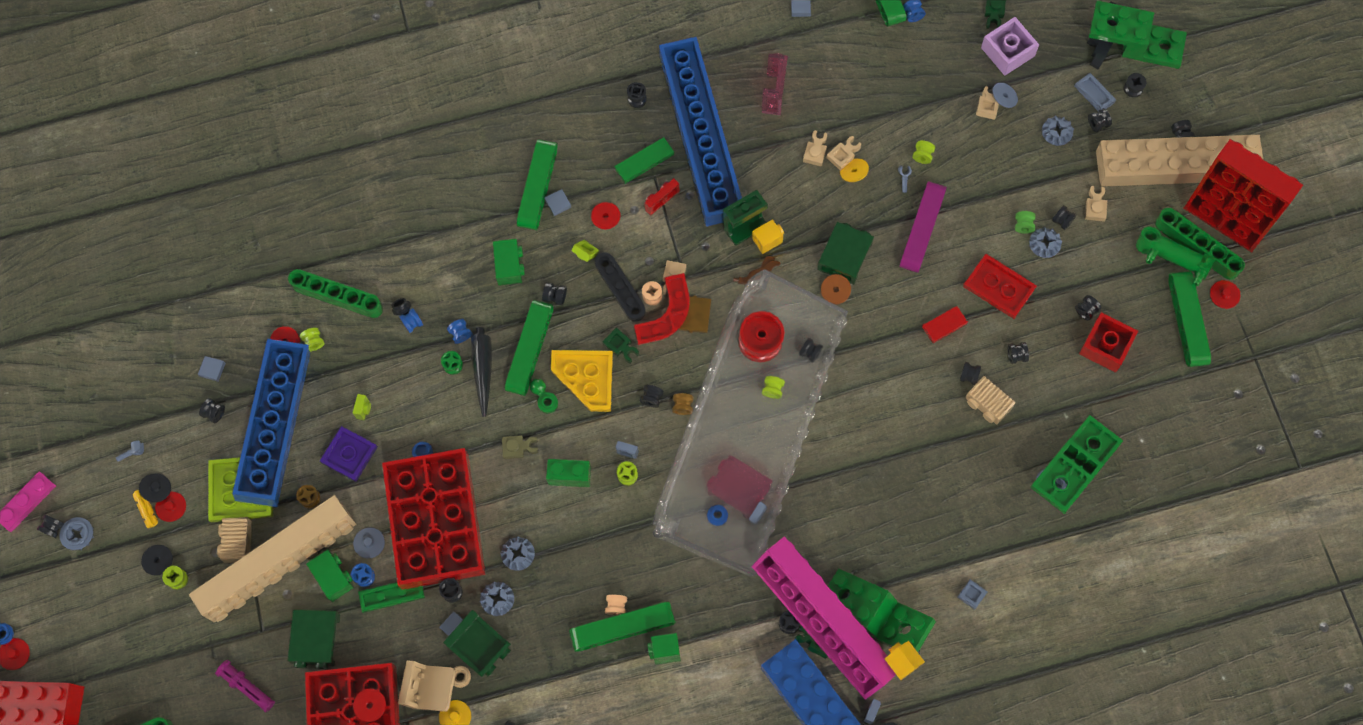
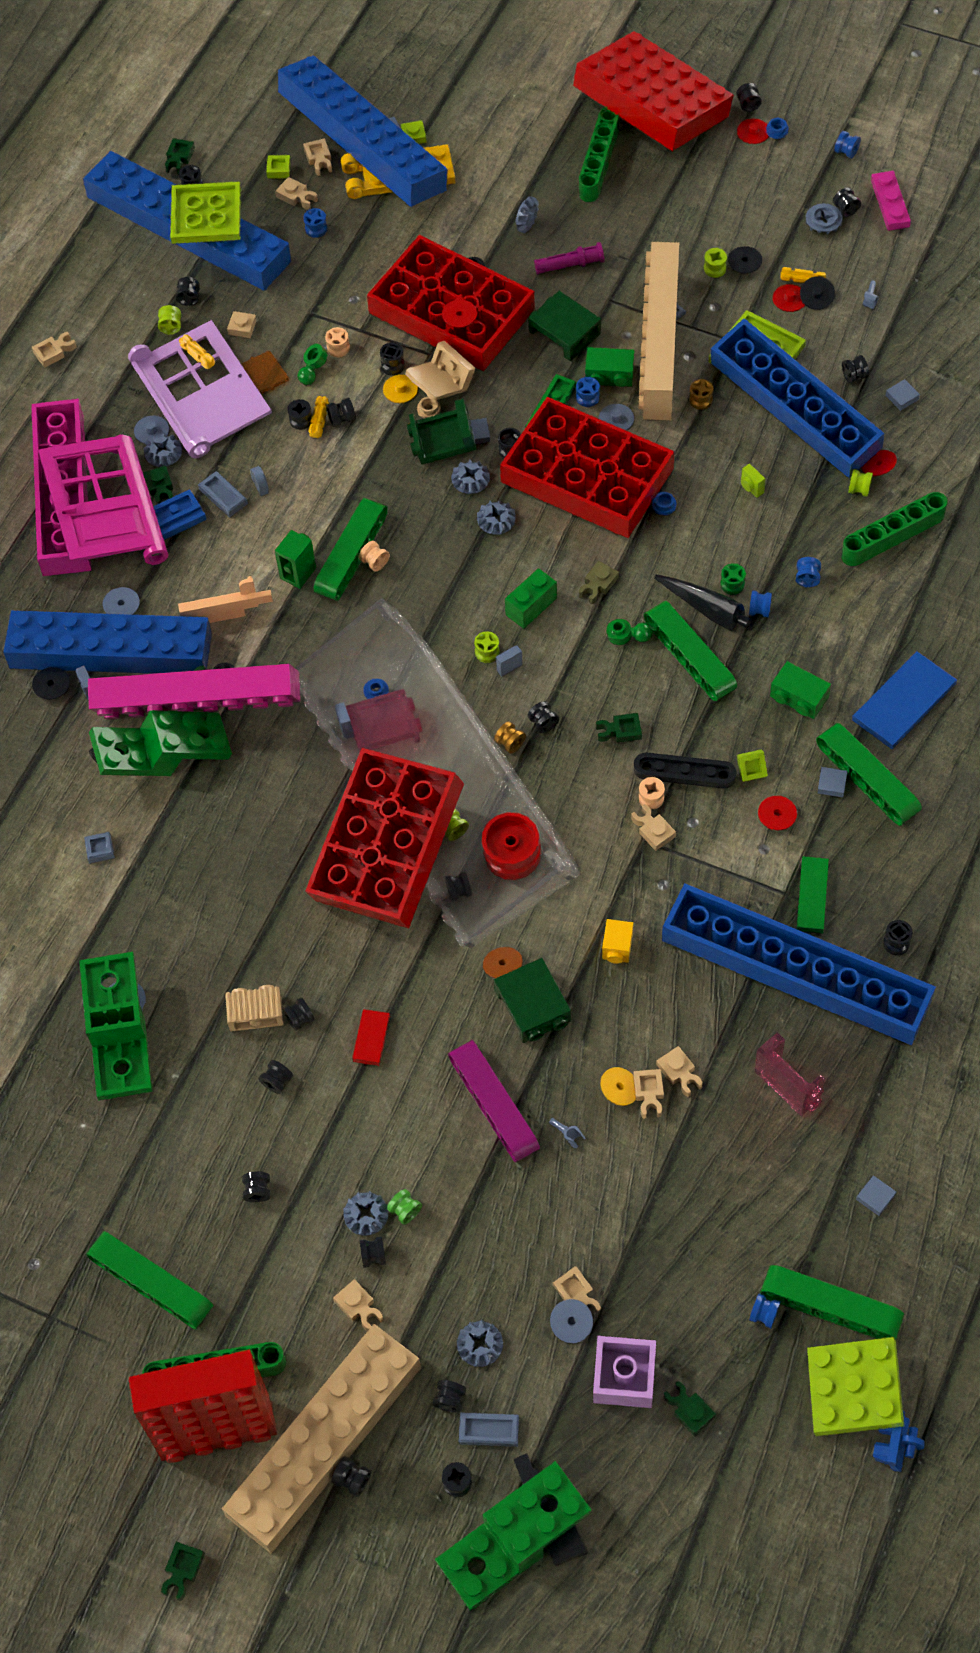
camera: 130 degrees right, 10 degrees down
(235, 539) = (708, 318): tan brick -> none
(348, 454) = (715, 446): dark purple plate -> none
(401, 306) = (831, 573): black plate -> none
(464, 203) = (904, 700): none -> blue tile
(554, 293) = (728, 707): black wheel -> none
(586, 376) = (615, 679): yellow plate -> none
(657, 200) = (752, 866): red plate -> none
(674, 316) = (607, 793): red plate -> none
(698, 315) = (598, 818): pearl gold piece -> none
(739, 672) = (228, 605): none -> light nougat piece
(744, 217) = (650, 919): dark green panel -> none
(768, 264) = (584, 914): reddish brown hair -> none
(824, 404) = (385, 837): none -> red brick
(903, 659) = (92, 713): yellow brick -> none
(923, 152) = (577, 1172): lime wheel -> none
(999, 286) = (360, 1121): red plate -> none
(1108, 342) = (200, 1167): red brick -> none
(1154, 244) = (222, 1328): green piece -> none
(1225, 294) = (139, 1350): red piece -> none
(1304, 174) = (183, 1566): none -> dark green plate

